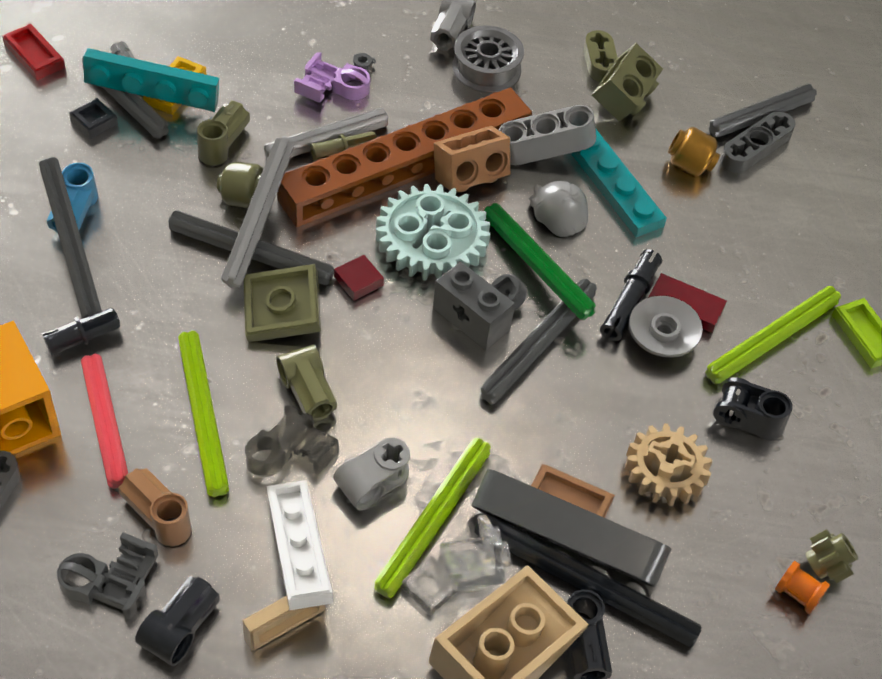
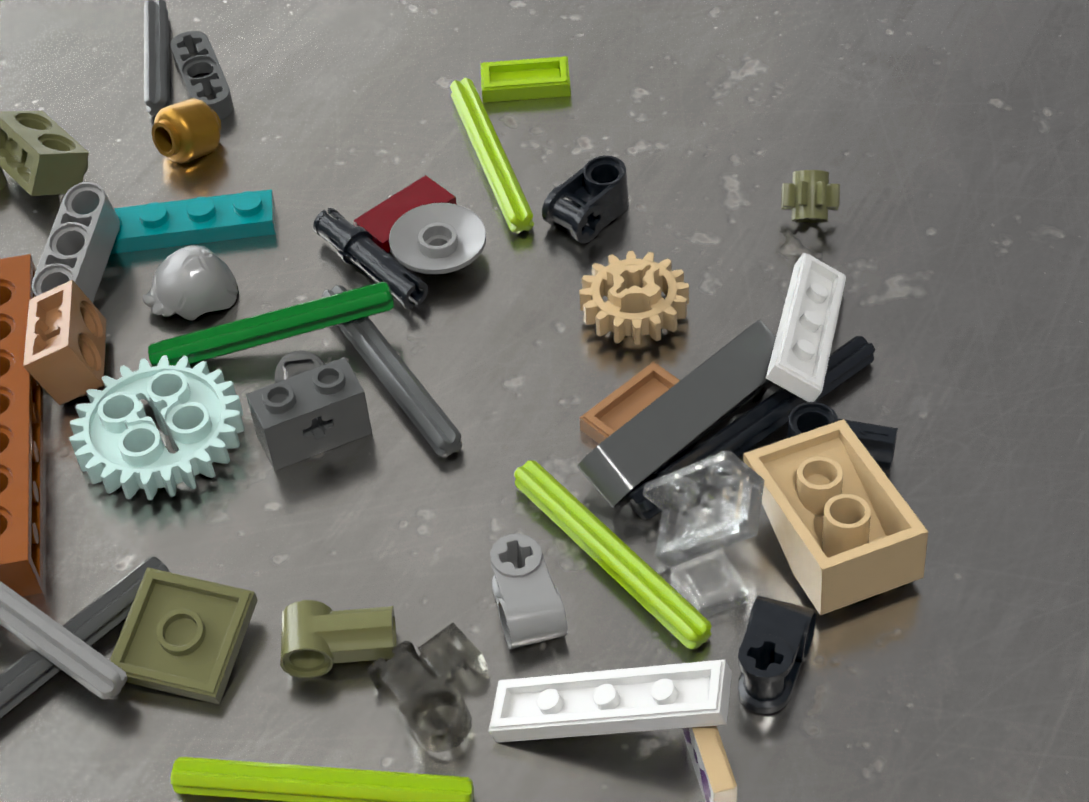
camera: 60 degrees left, 5 degrees down
(358, 277) = (182, 535): dark red tile -> none
(387, 636) = (773, 653): none -> black piece
(684, 583) = (807, 328): none -> white tile
(802, 587) = (837, 235): orange bush -> none

